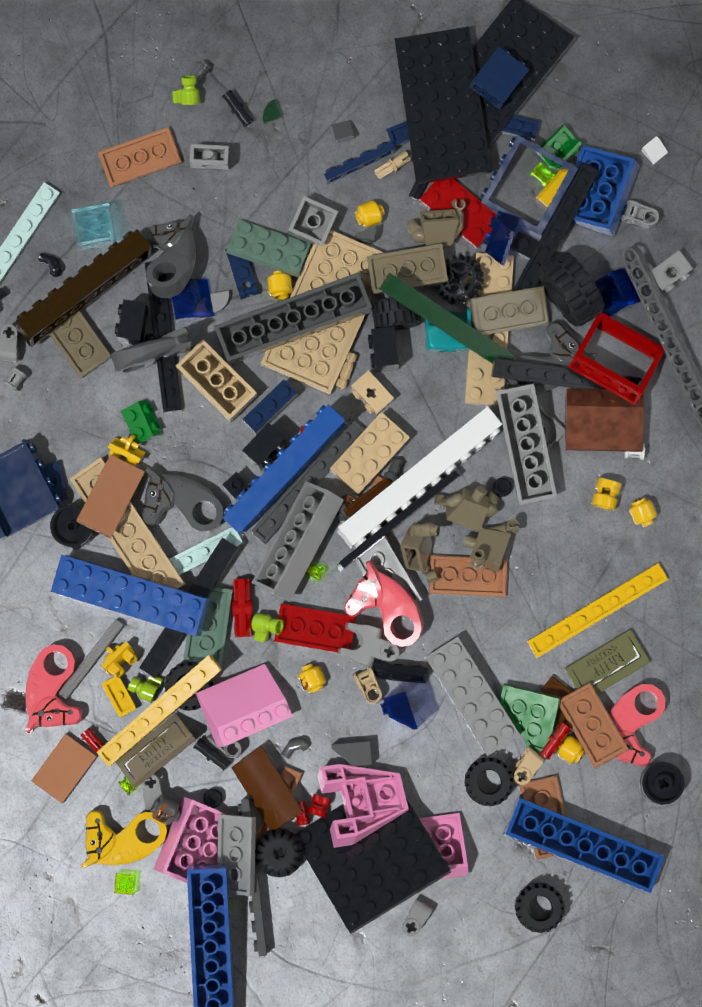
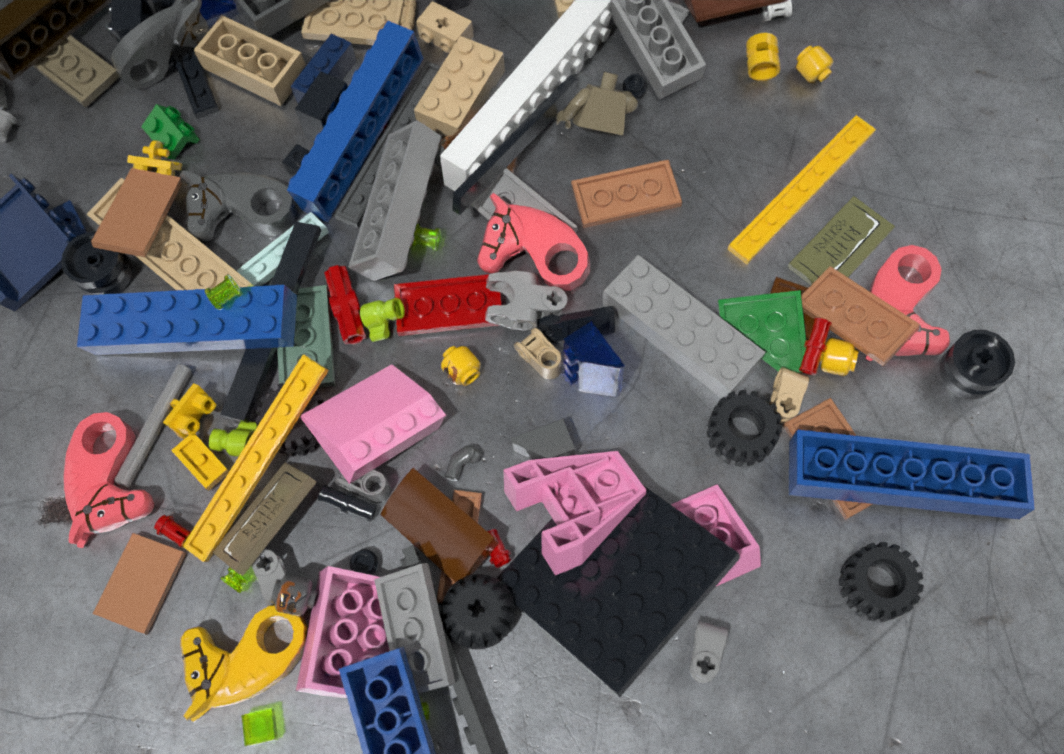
camera: 10 degrees left, 15 degrees down
(164, 595) = (223, 292): none -> clear neon green bush
(316, 809) = (517, 529): red wheel -> none
(417, 548) = (551, 166): dark tan torso -> none
(490, 545) = (643, 145): dark tan torso -> none

